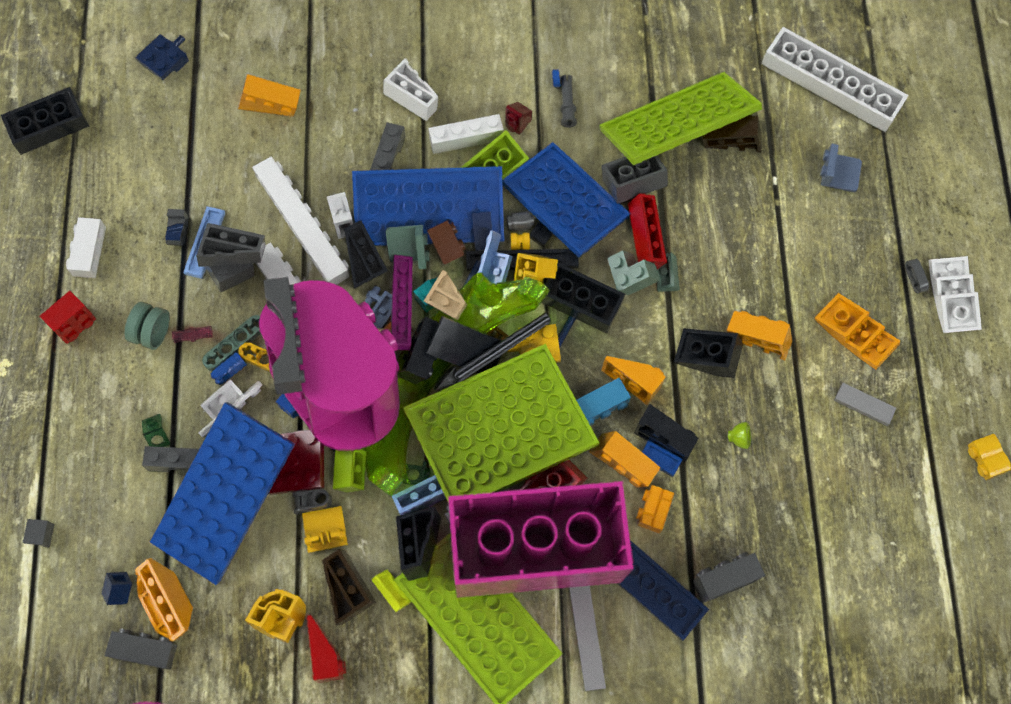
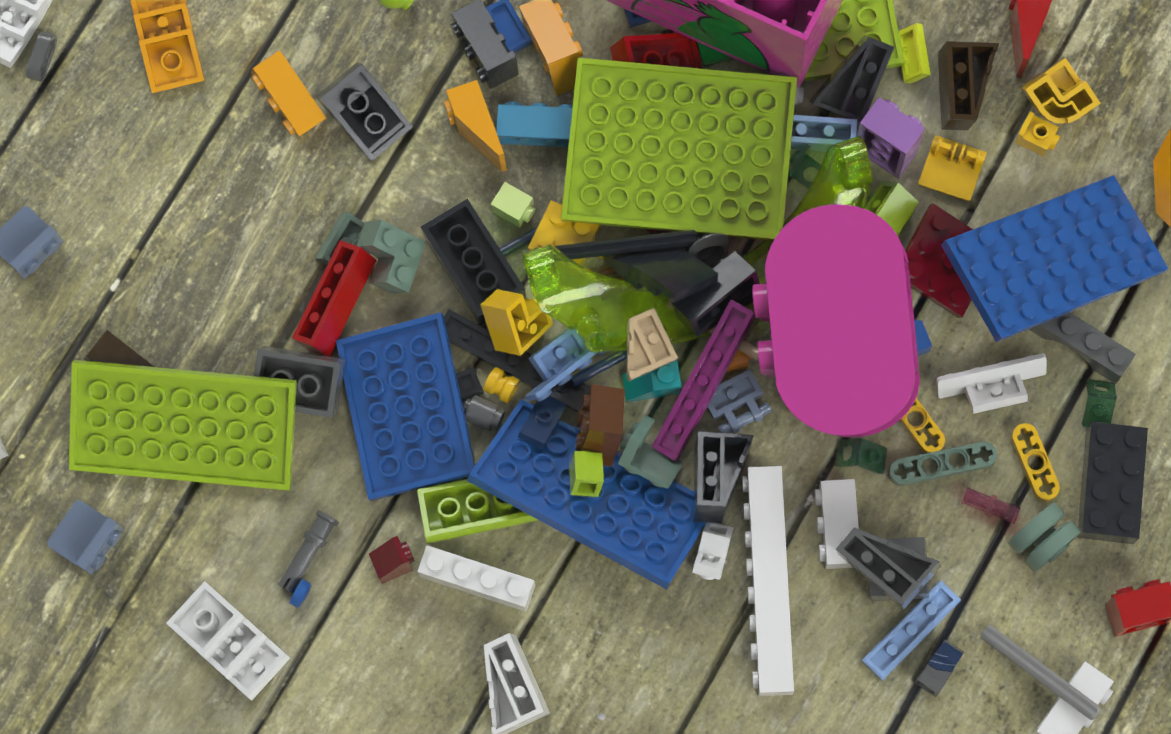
camera: 140 degrees left, 5 degrees up
(113, 251) = (1041, 672): none -> light grey axle
(122, 385) = (1112, 482): none -> black brick
(176, 366) = (1021, 446): none -> yellow beam
(228, 369) = (966, 430): blue hinge -> none
(286, 368) = (910, 295): dark grey arch -> none
(286, 583) = (1031, 140): none -> yellow brick
(307, 500) = (954, 203): dark grey piece -> none
(371, 512) = (890, 136): none -> medium lavender brick
(389, 146) = (601, 607): dark grey arch -> none
(437, 208) = (586, 473): none -> lime brick
(578, 37) = (228, 640): none -> white slope
(581, 346) = (513, 205): none -> yellowish green brick
(688, 44) = (85, 537): none -> sand blue bracket

